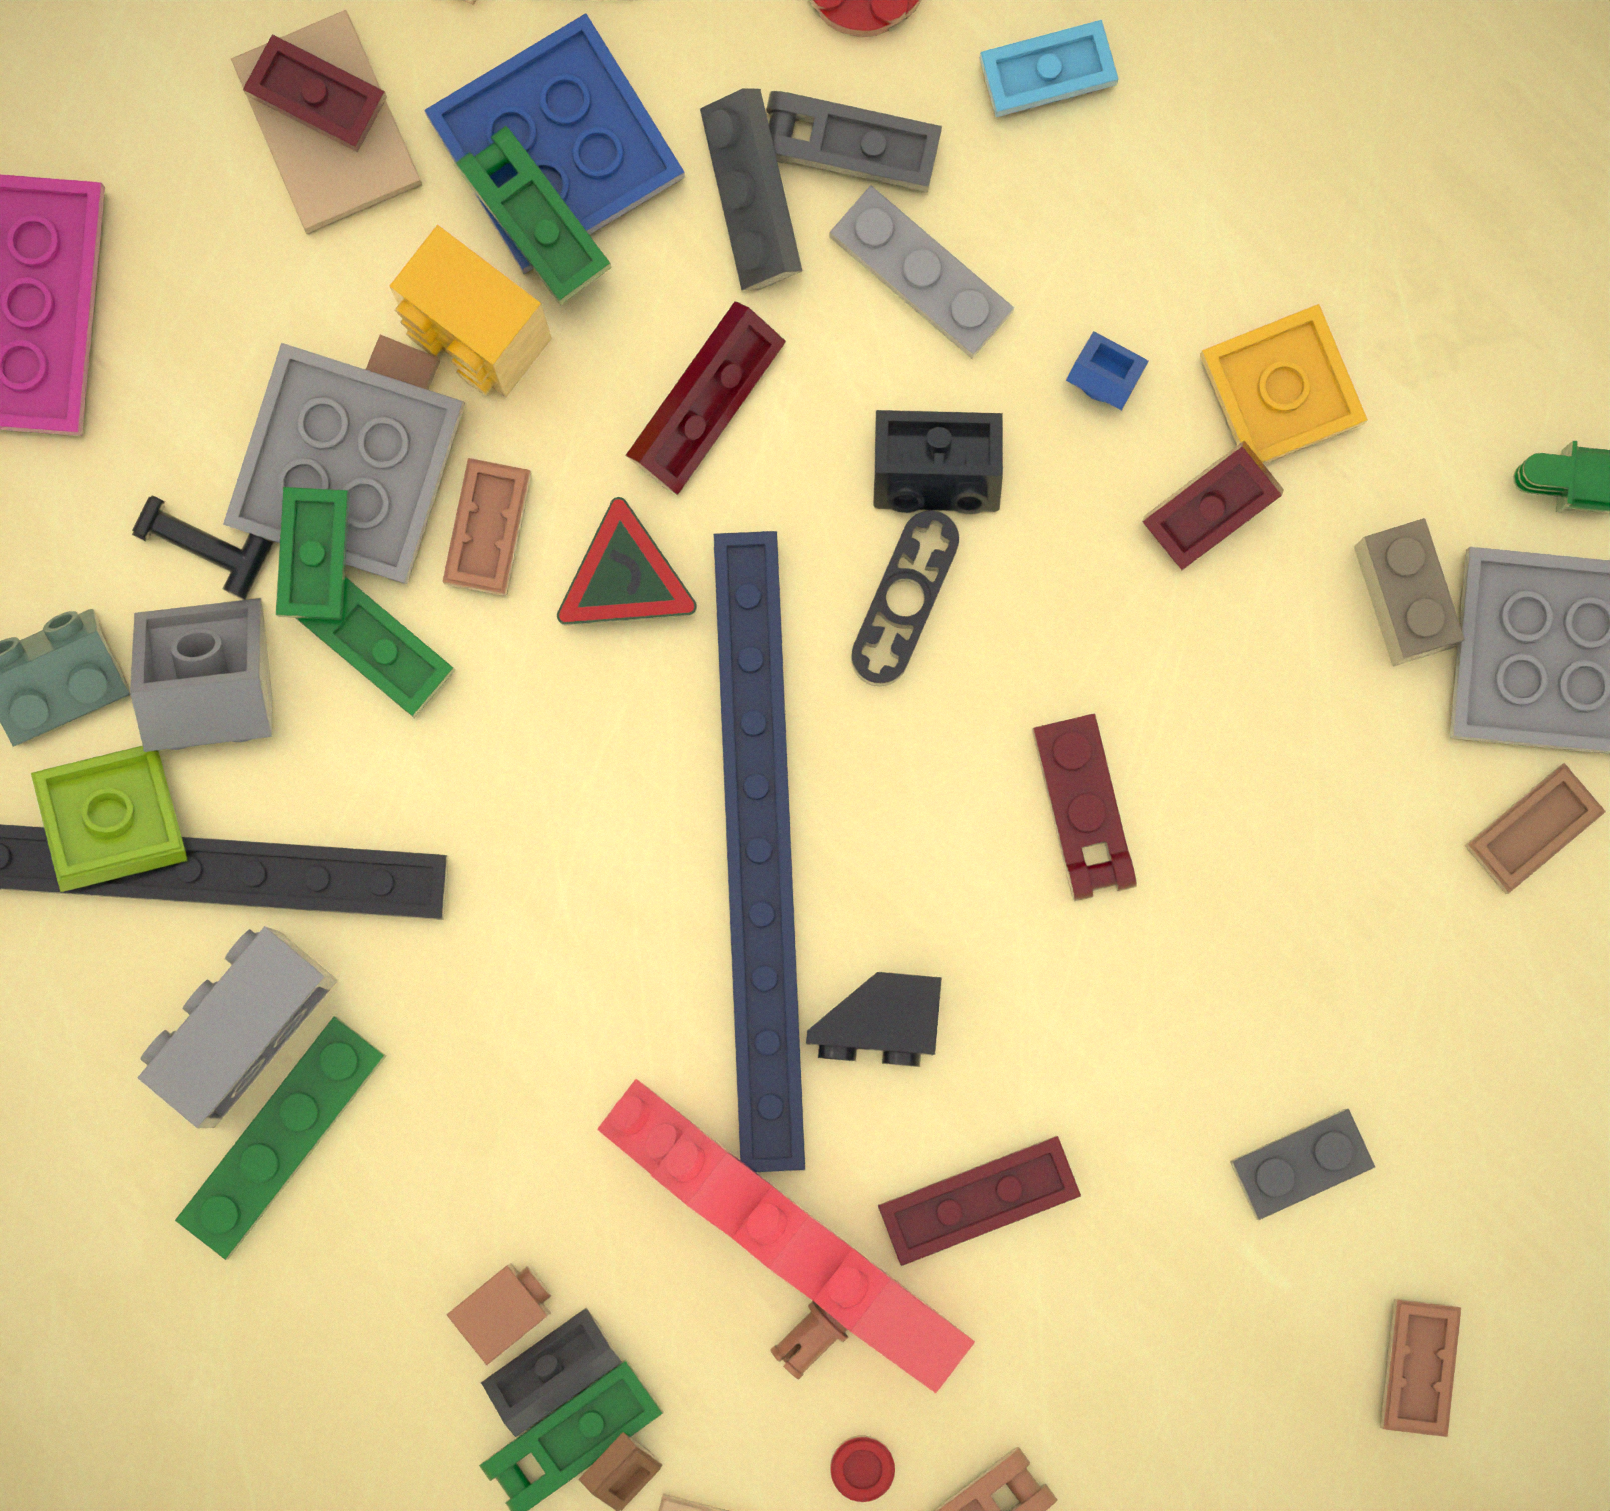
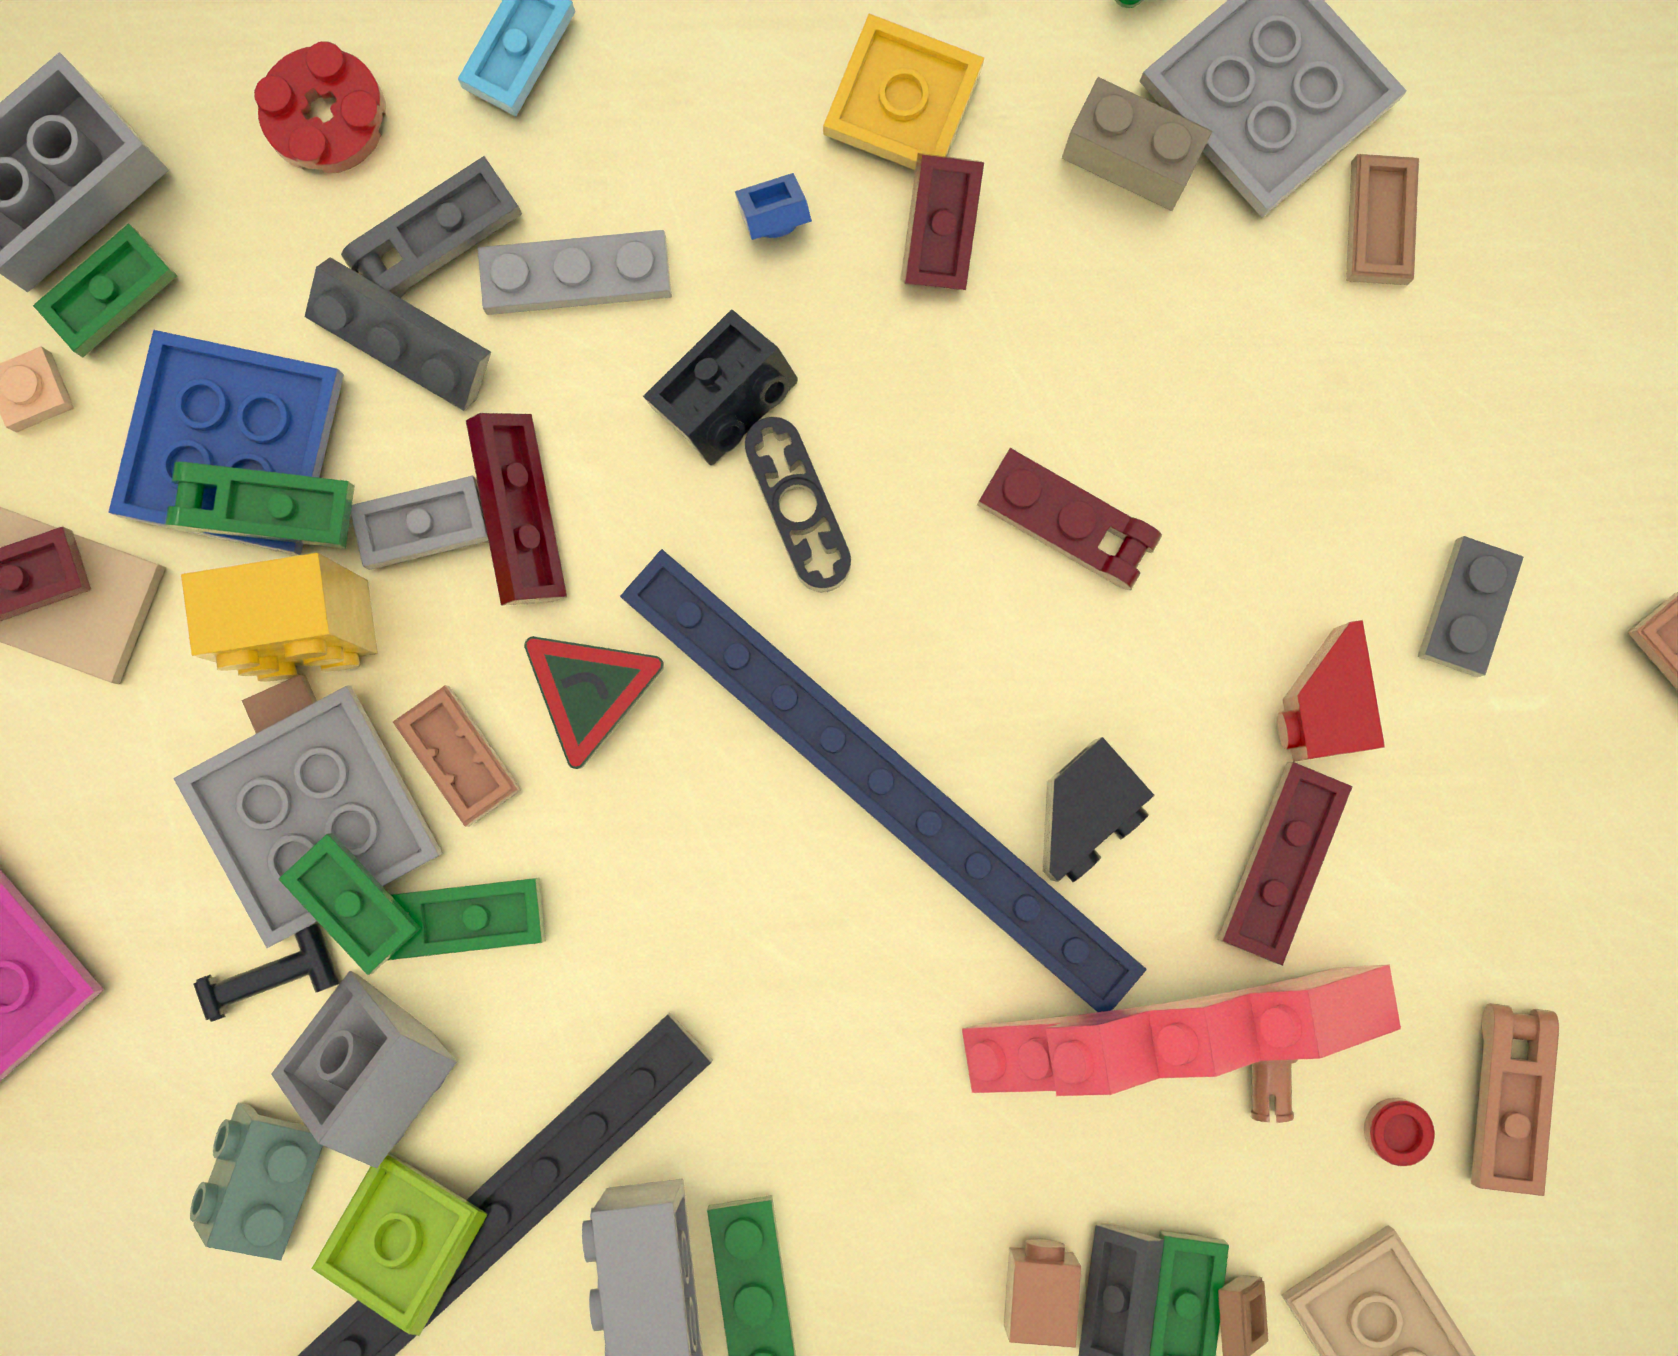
camera: 45 degrees left, 0 degrees up
(629, 338) = (419, 523): none -> light grey plate
(1129, 1125) = (1333, 700): none -> red slope

